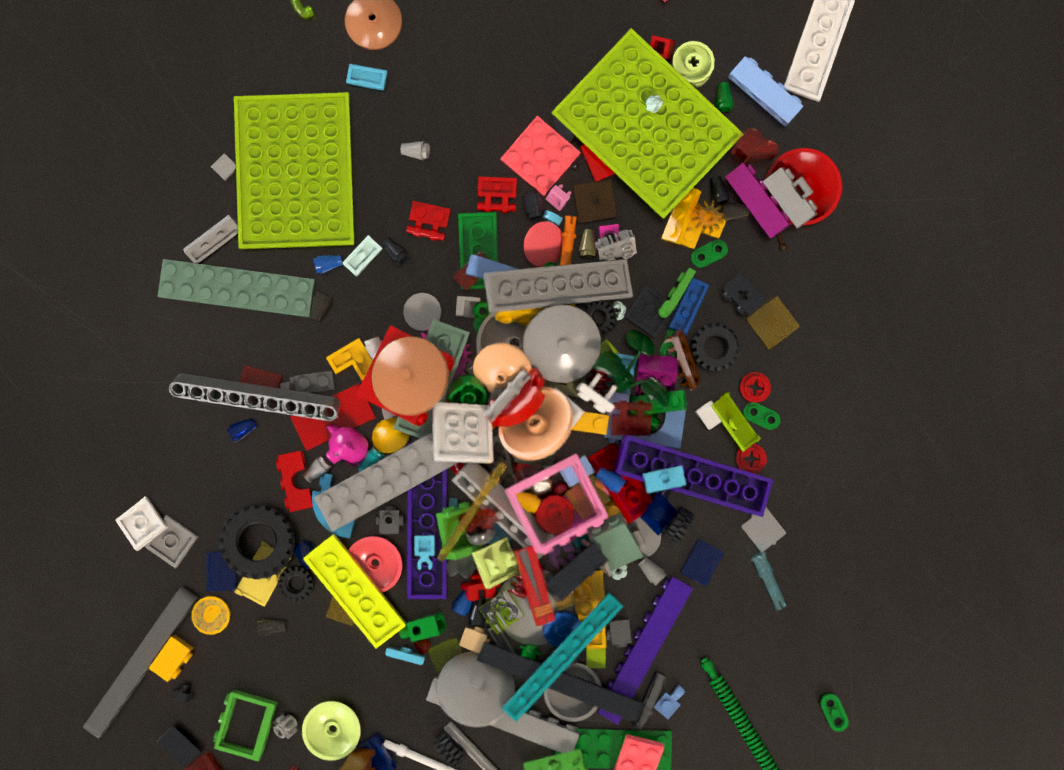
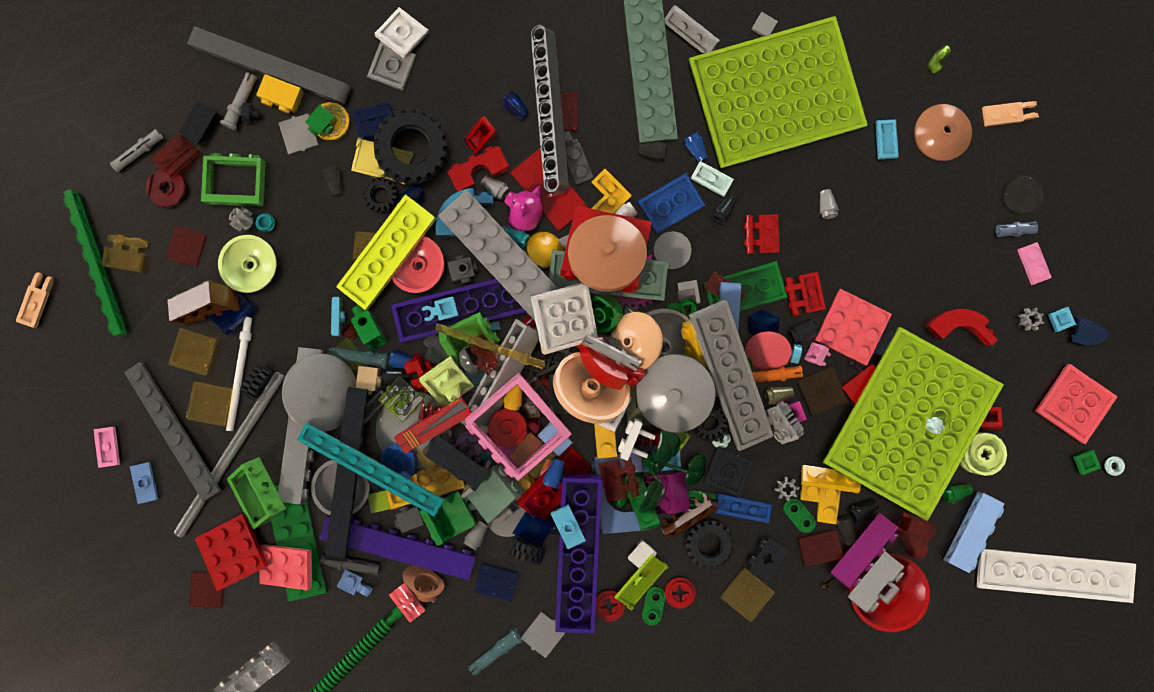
camera: 75 degrees right, 0 degrees up
(175, 706) = (234, 109): none -> light grey pin
(210, 624) = (321, 122): none -> green brick
(215, 650) = (296, 135): none -> light grey piece
(262, 470) = (481, 135): none -> red slope
(295, 703) = (265, 223): none -> teal plate
(376, 301) = (671, 203): none -> blue tile
(453, 634) = (368, 358): none -> clear light blue pin
(514, 241) = (763, 322): none -> clear blue panel
(530, 651) = (370, 436): green plate -> none
(557, 63) = (945, 322): none -> red arch
(630, 591) = (450, 519): none -> green bracket
(676, 293) = (752, 493): bright green plate -> none
(684, 256) = (790, 492): none -> light grey gear
(685, 633) = (423, 583): none -> nougat piece
(700, 653) = (407, 602): none -> coral hips
(714, 219) = (835, 513): clear yellow gear -> none
(745, 241) = (820, 548): none -> clear red plate

